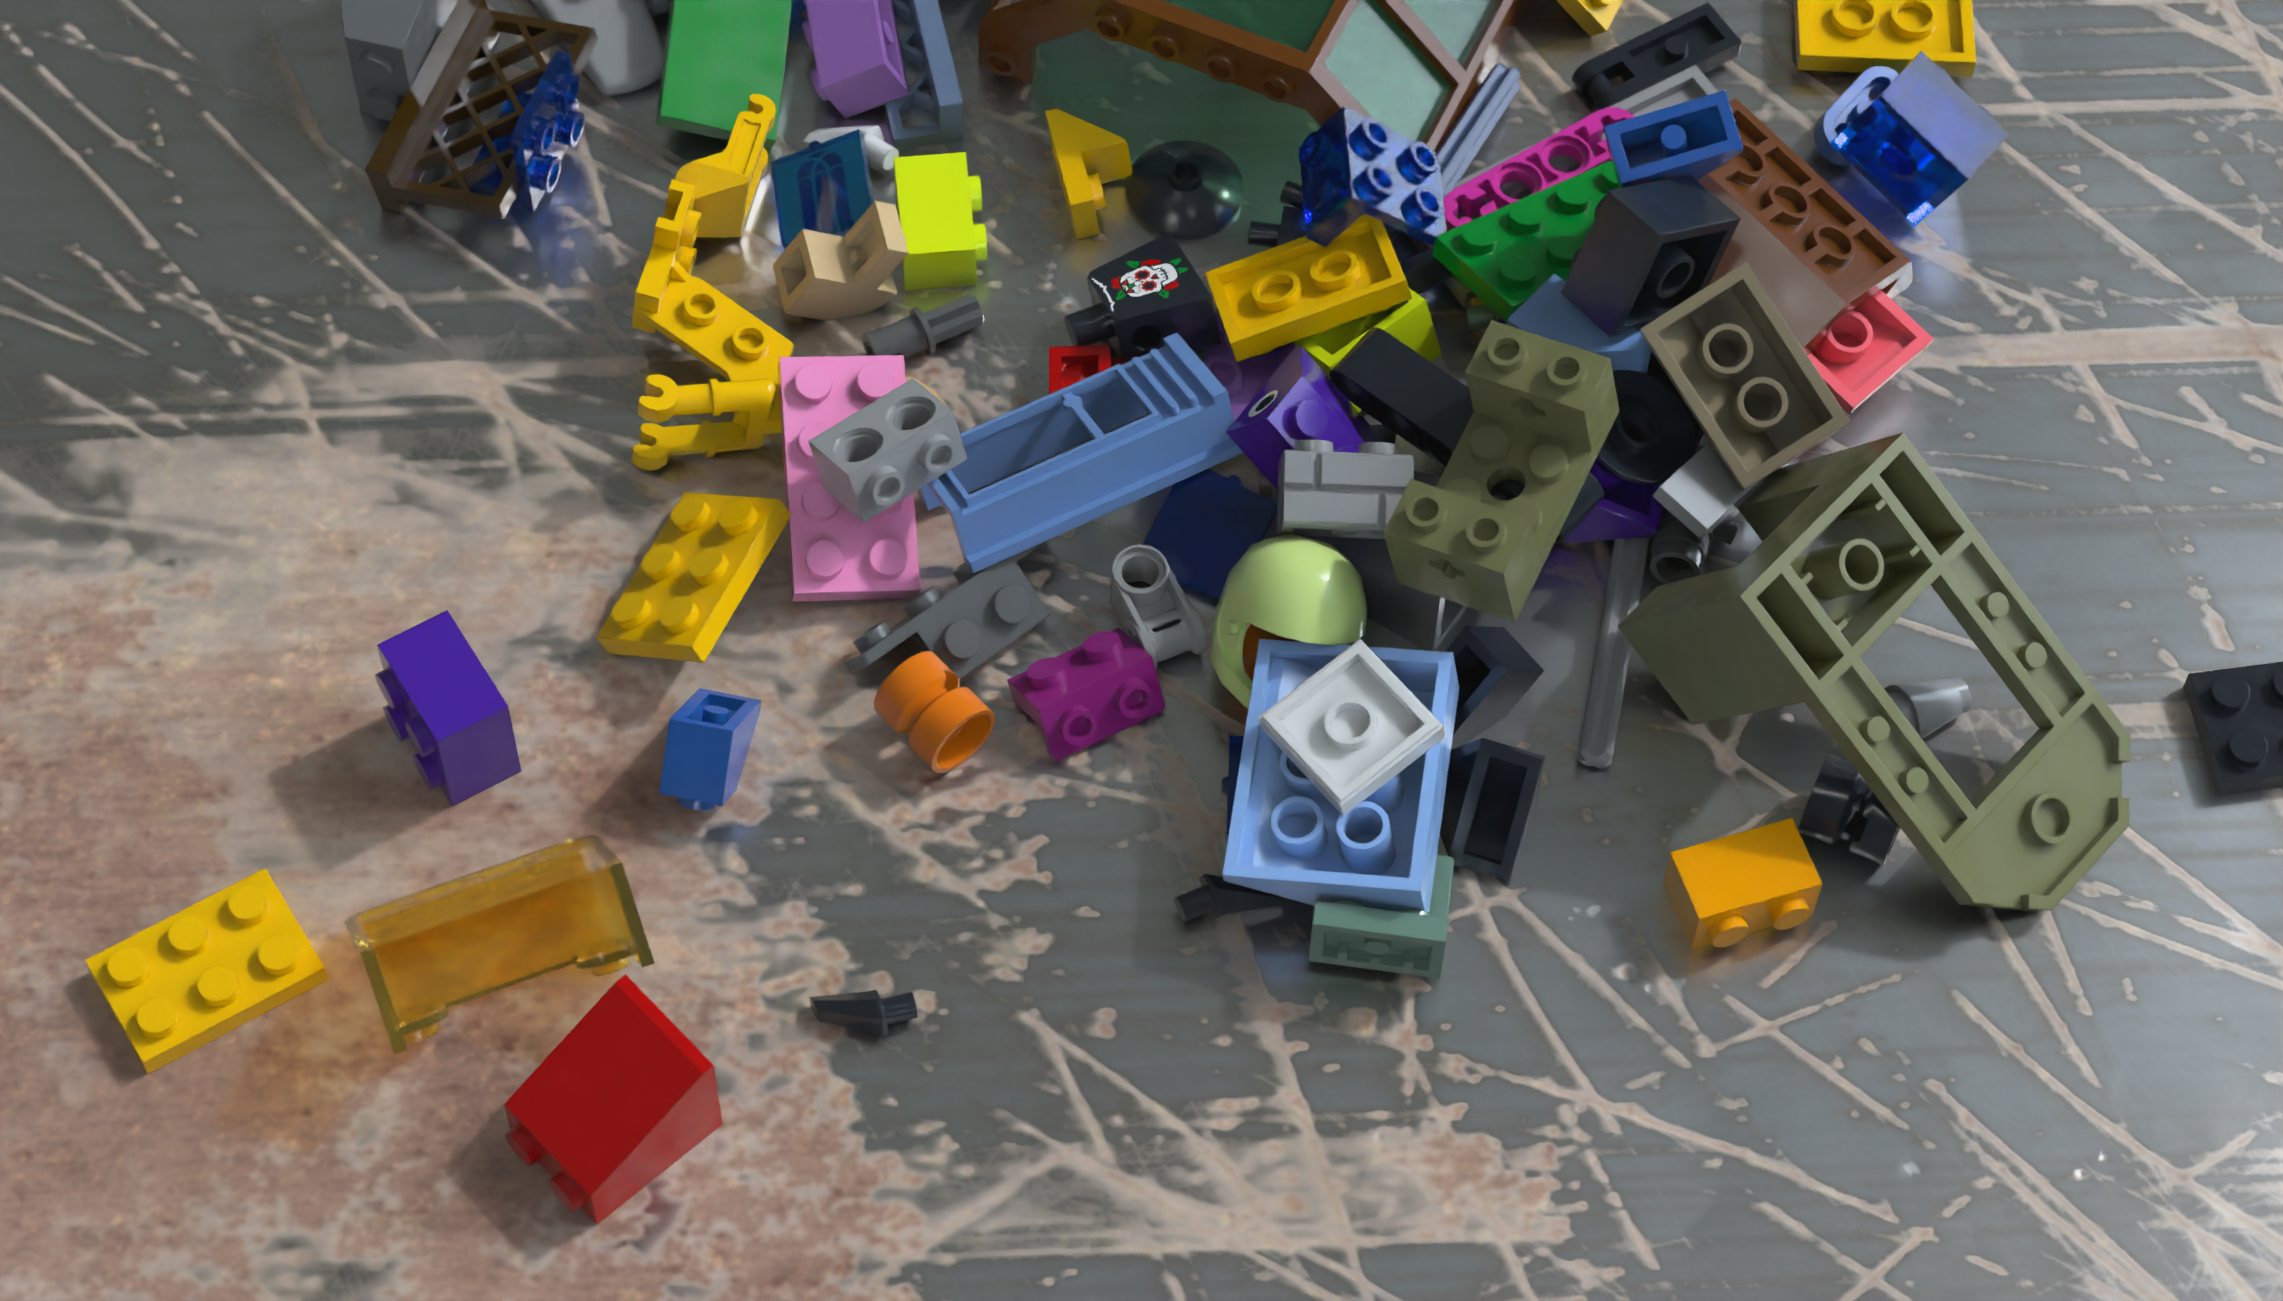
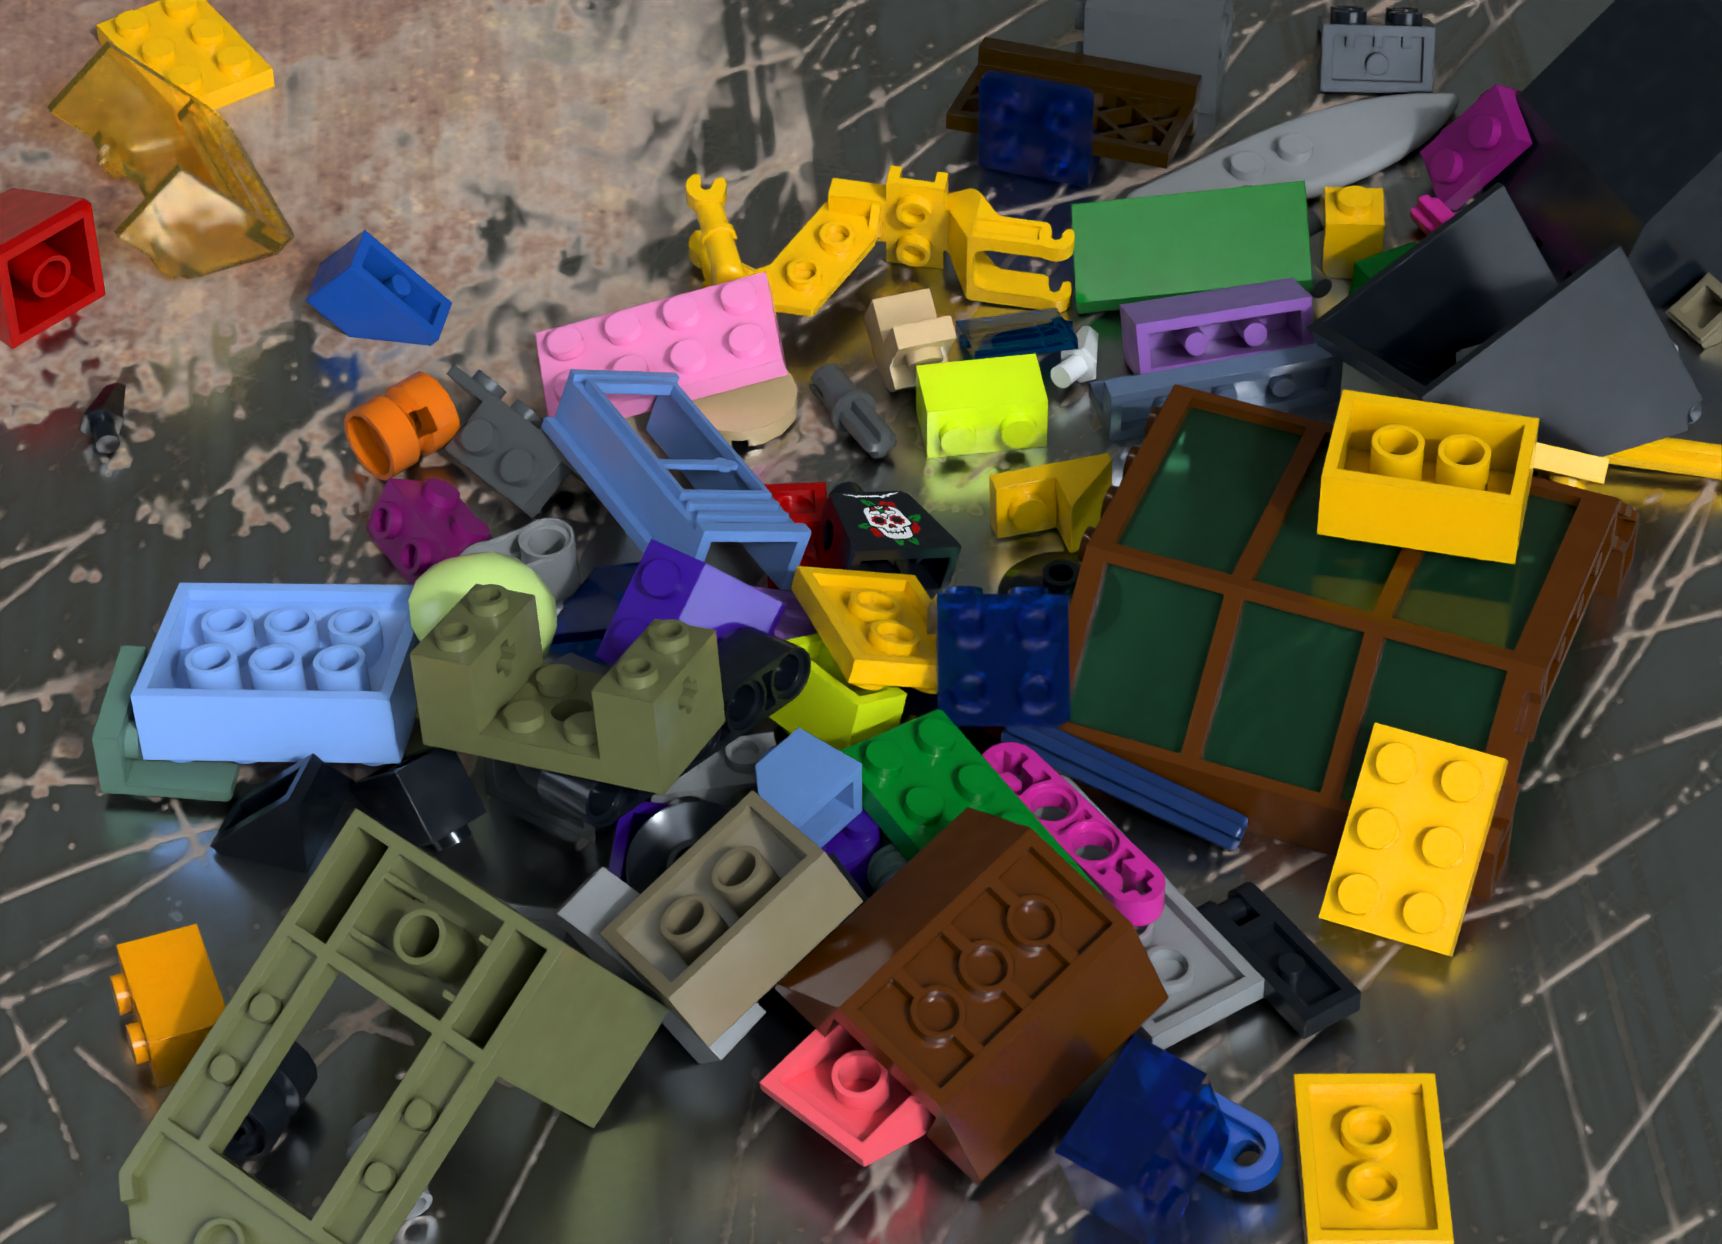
camera: 90 degrees right, 15 degrees down
(447, 709) = (402, 128): dark purple brick -> none
(693, 576) = (554, 269): yellow plate -> none
(888, 450) = (647, 331): light grey brick -> none
(1340, 491) = (580, 604): light grey brick -> none
(1351, 727) = (311, 636): white tile -> none
(1648, 252) = (859, 795): black brick -> none
(1674, 141) = (975, 781): blue slope -> none

